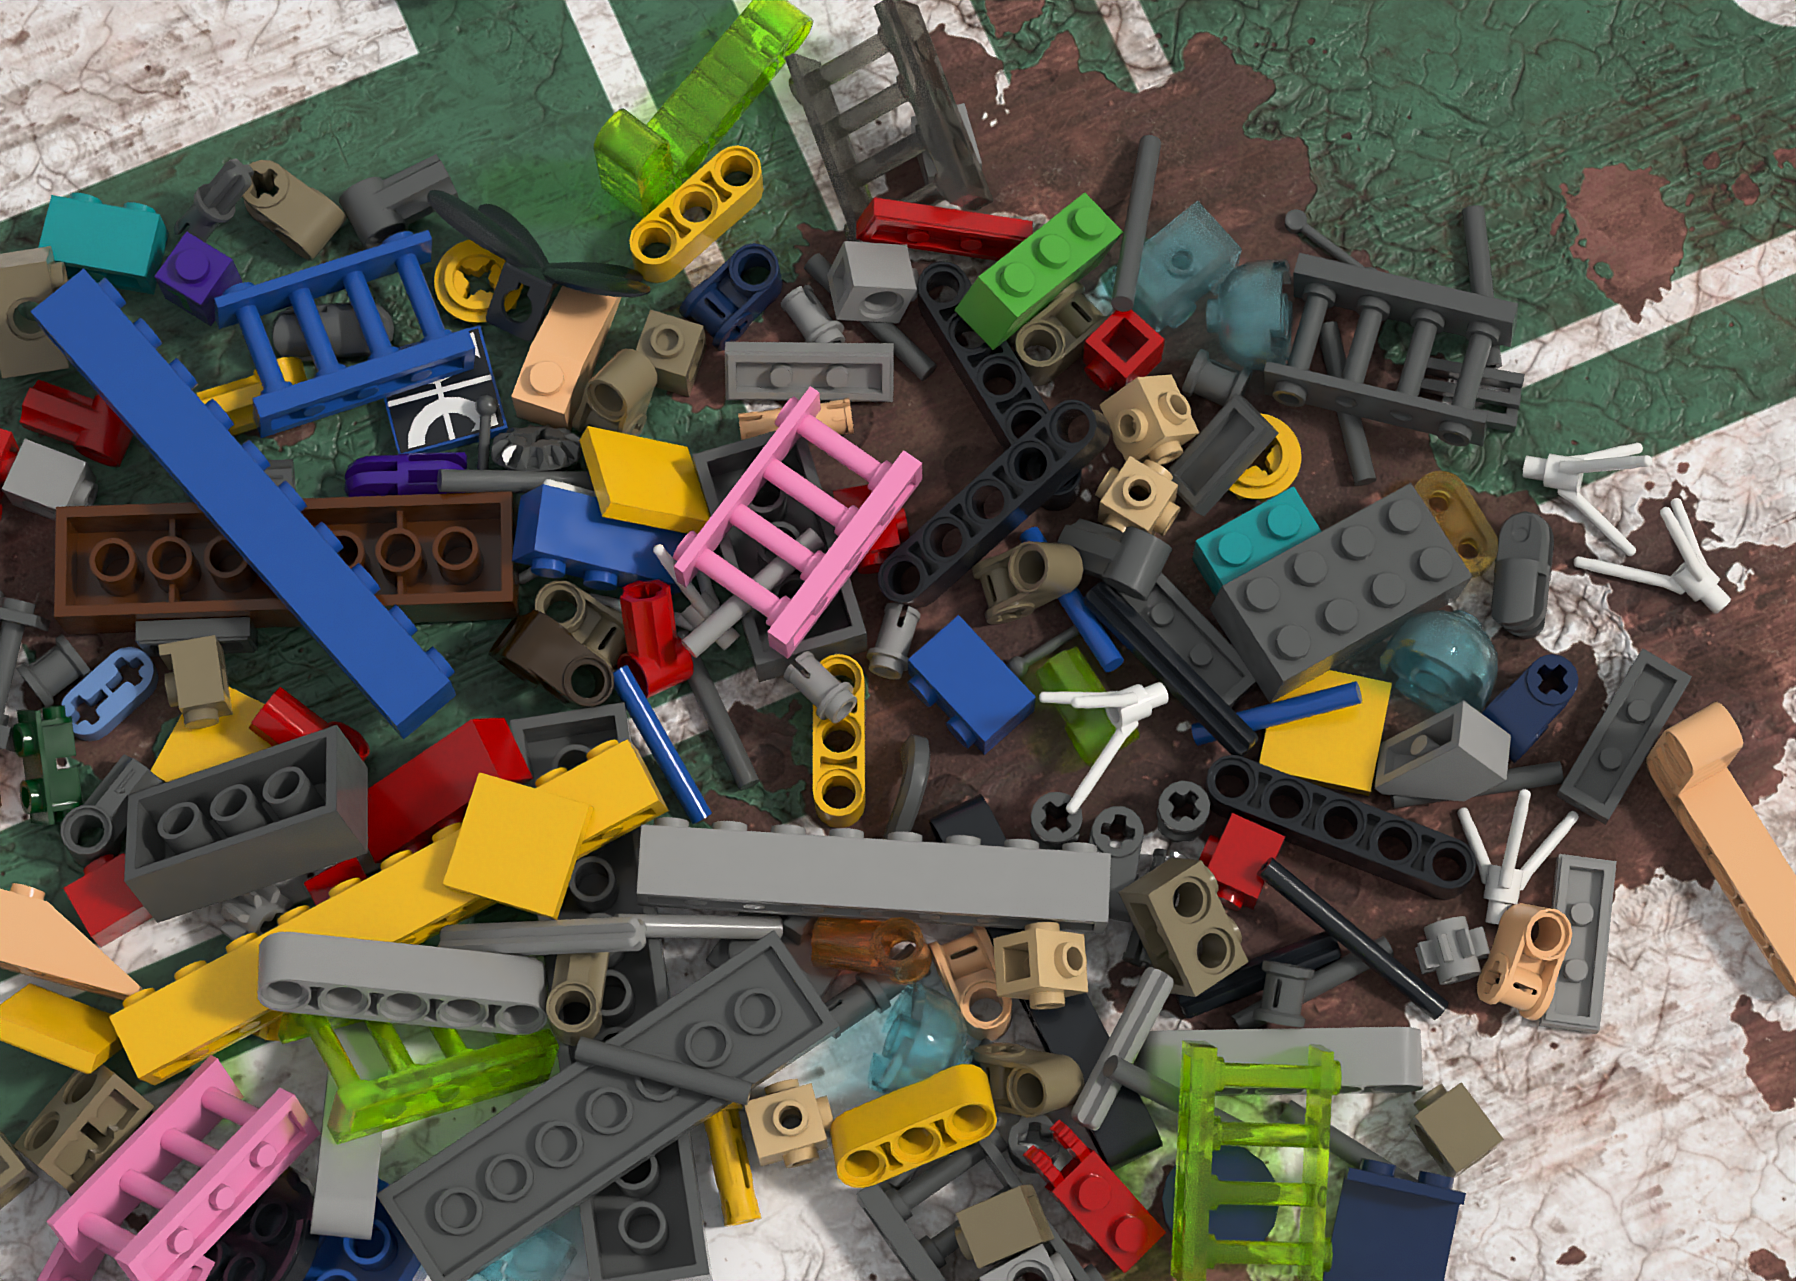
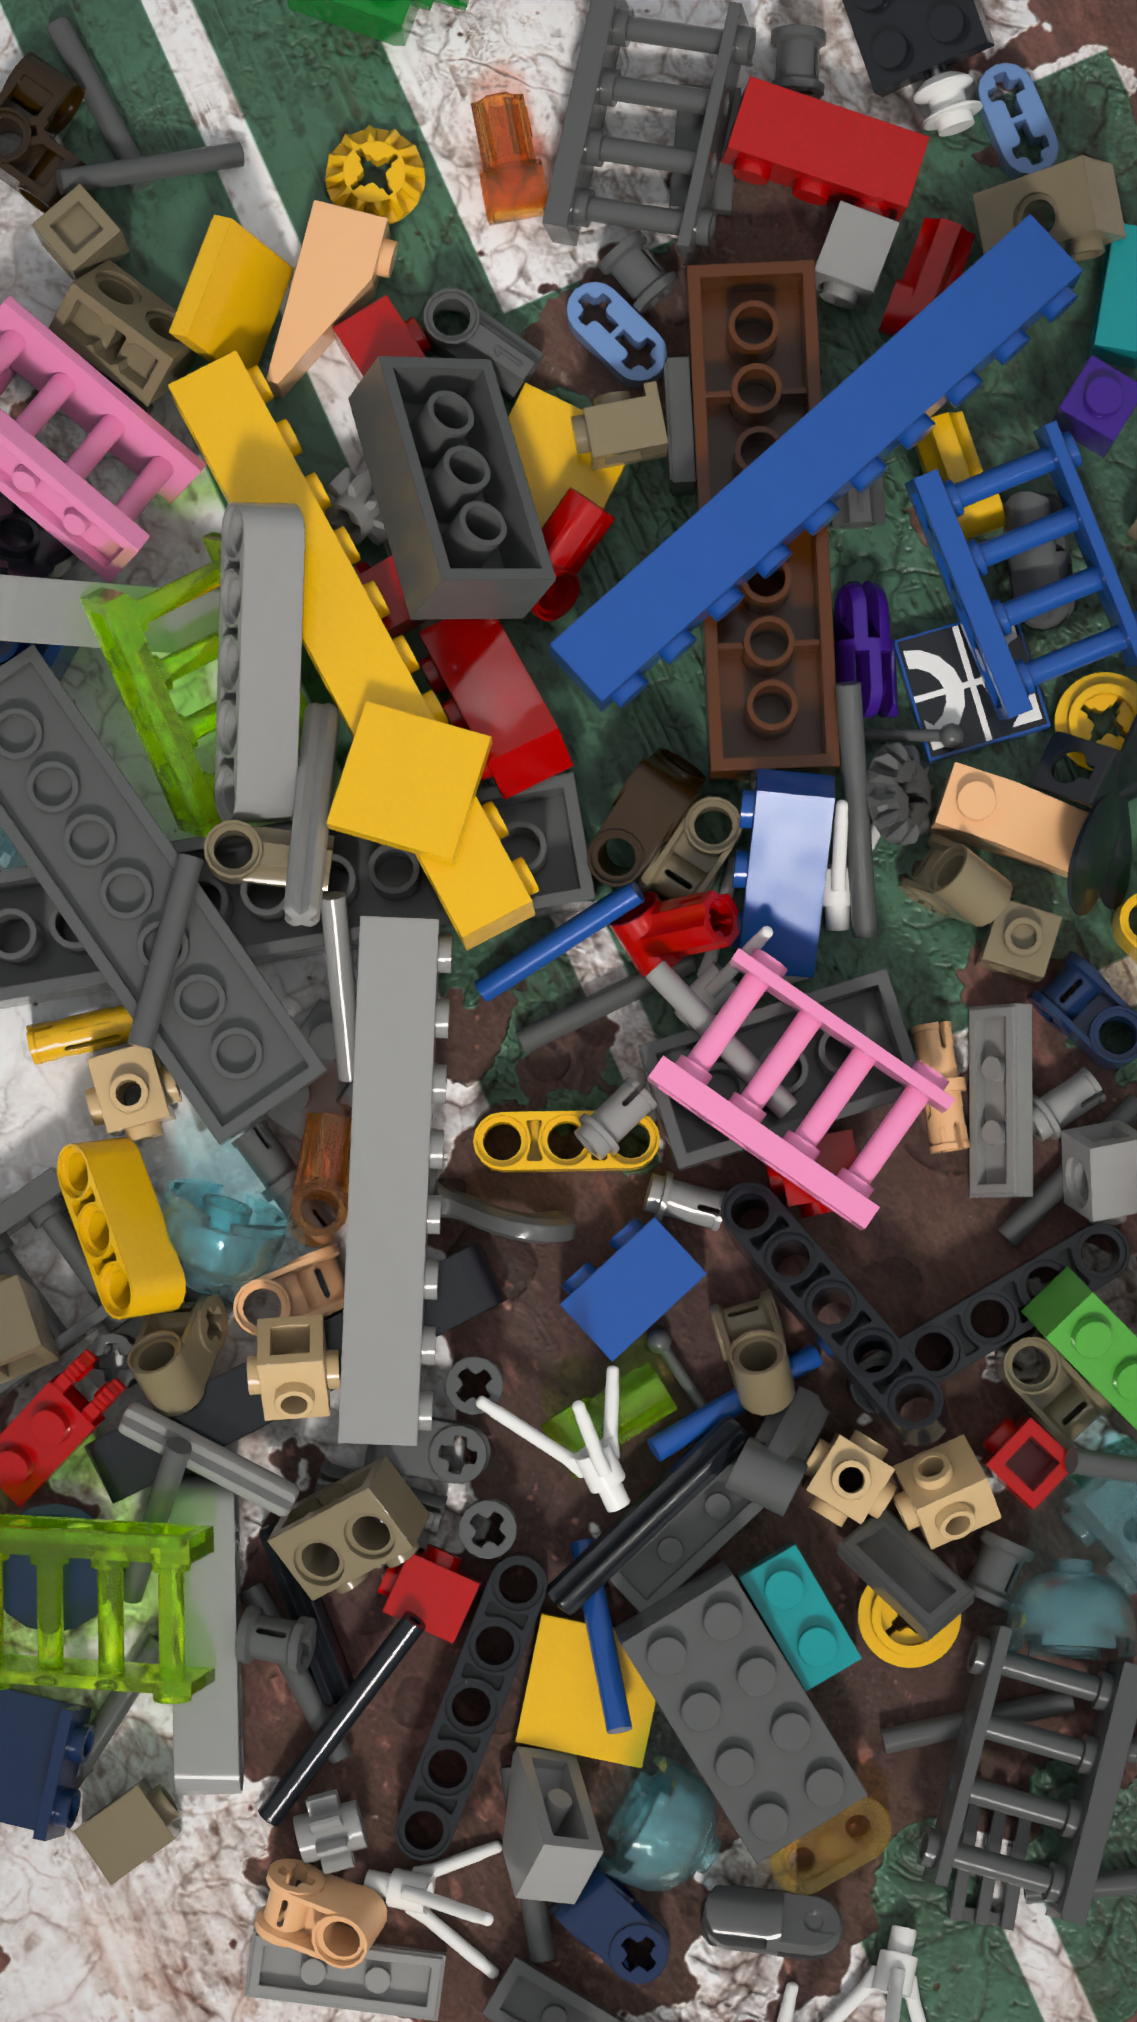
camera: 90 degrees right, 10 degrees up
(40, 744) = (552, 262): dark green hinge -> none
(644, 481) = (855, 915): yellow tile -> none

